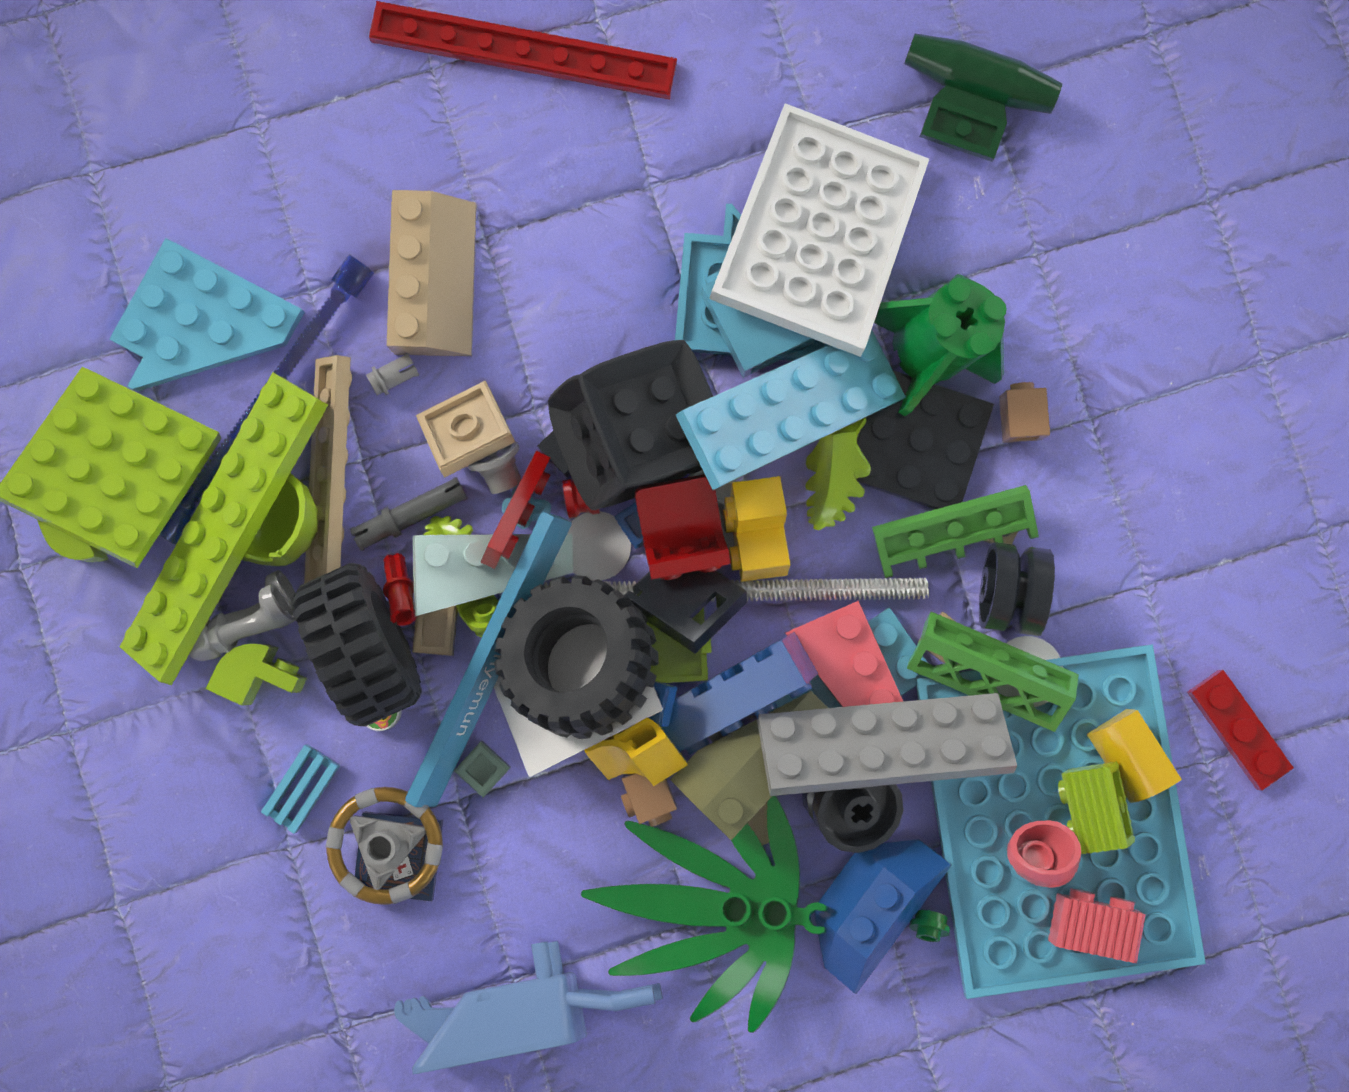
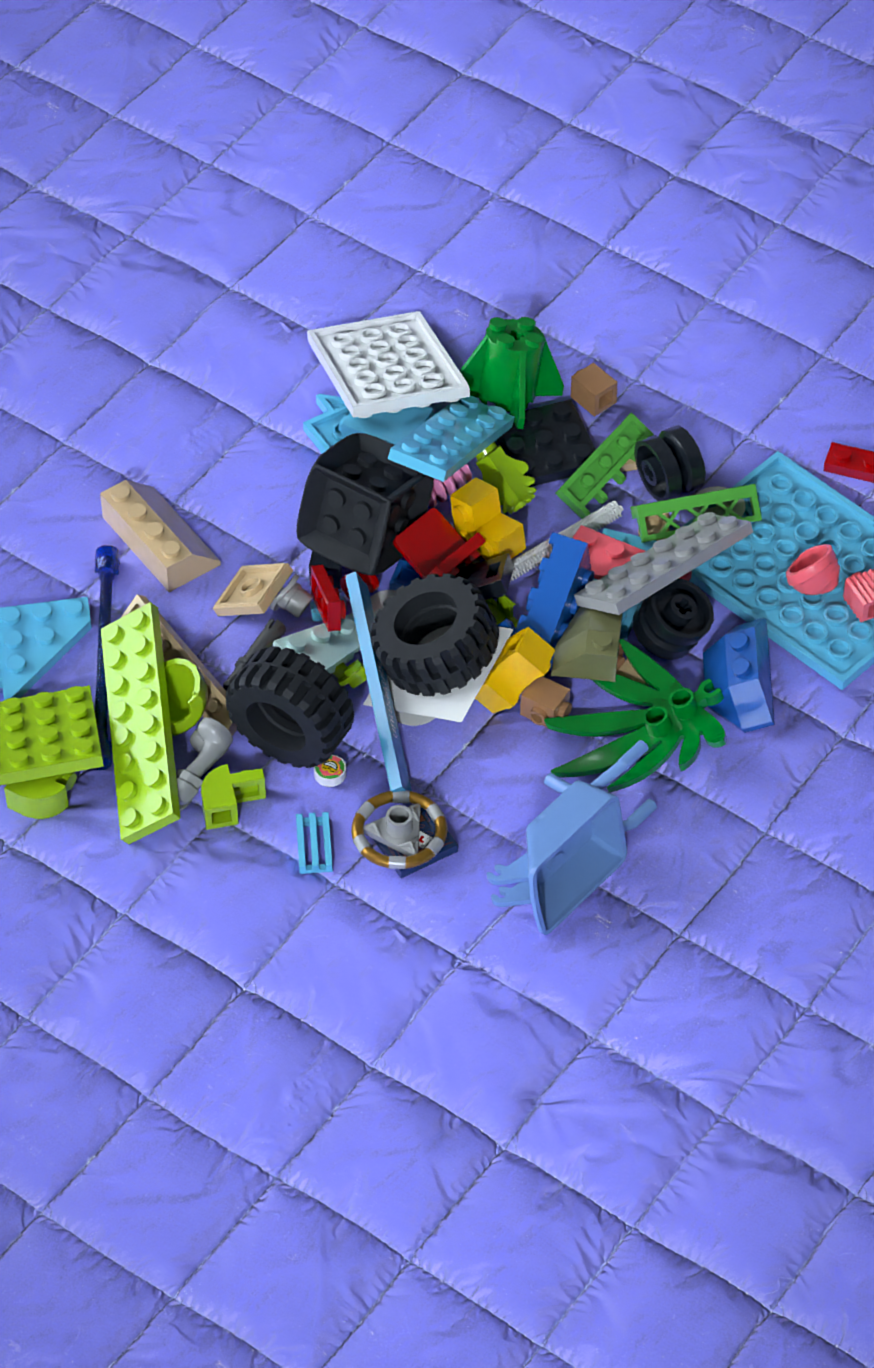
camera: 40 degrees left, 35 degrees down
(389, 375) = (174, 601): light grey pin -> none
(482, 769) = (425, 761): sand green tile -> none
(523, 50) = (115, 401): red tile -> none
(930, 925) = (780, 659): green plate -> none
(977, 88) = (418, 266): dark green plate -> none
(1097, 807) = (816, 526): lime brick -> none
(1141, 759) = (818, 499): yellow brick -> none

